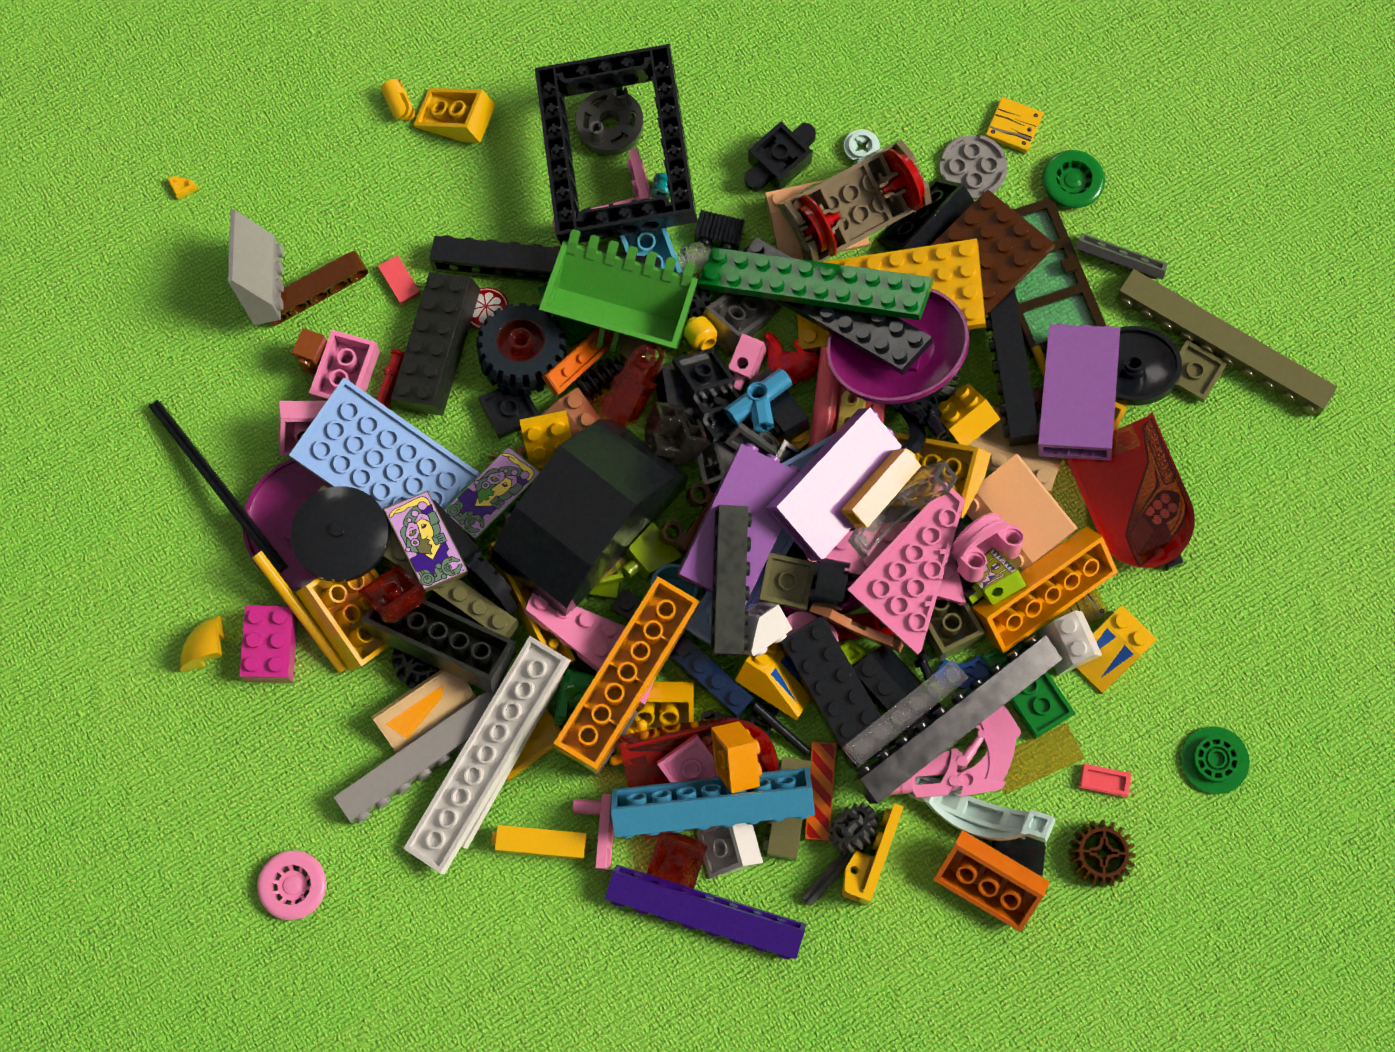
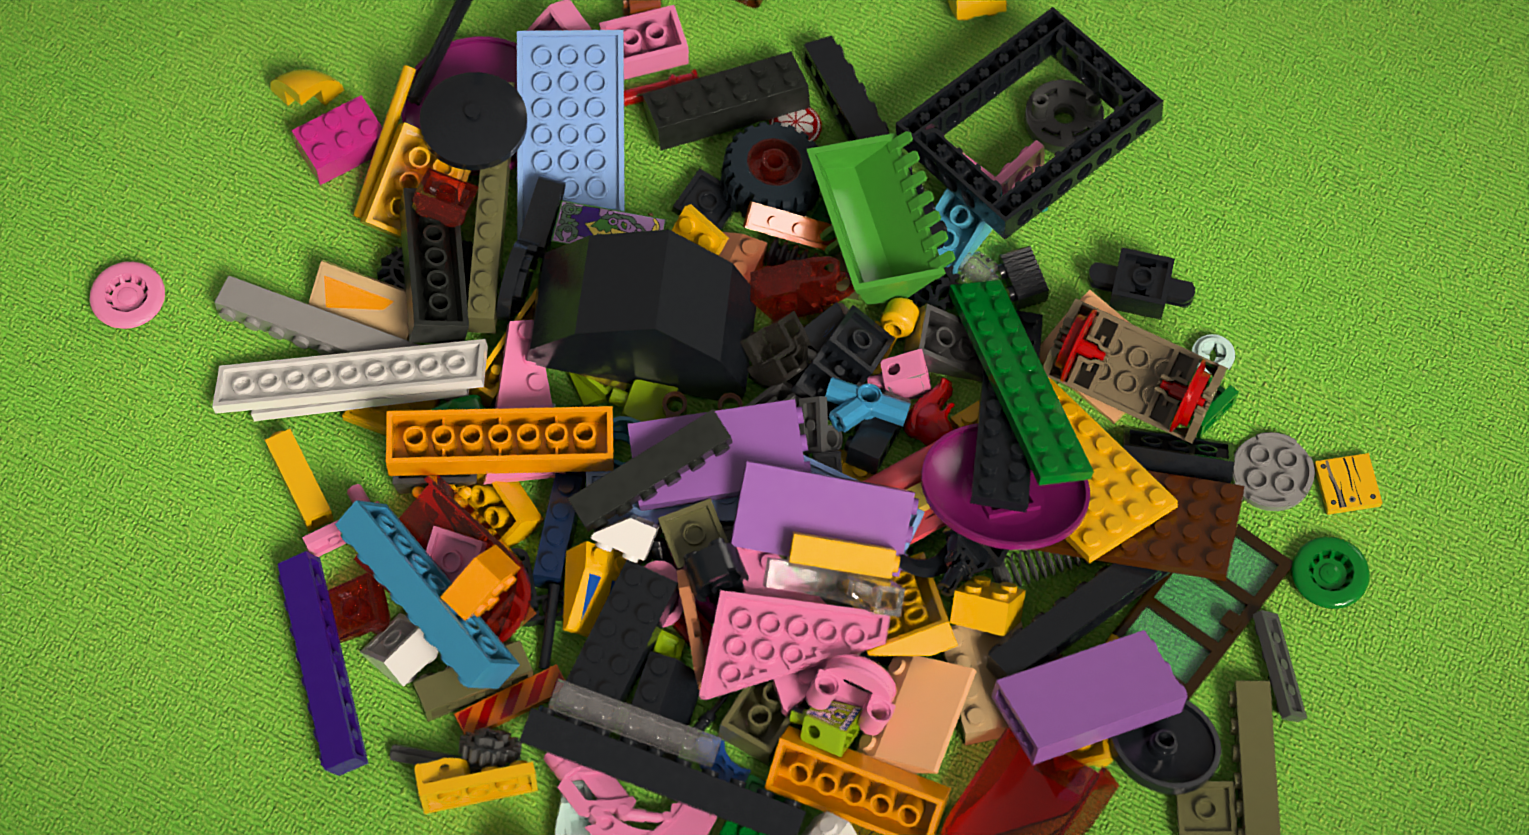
camera: 55 degrees right, 10 degrees down
(399, 280) = (770, 36): coral tile -> none
(425, 541) = (515, 196): tile -> none

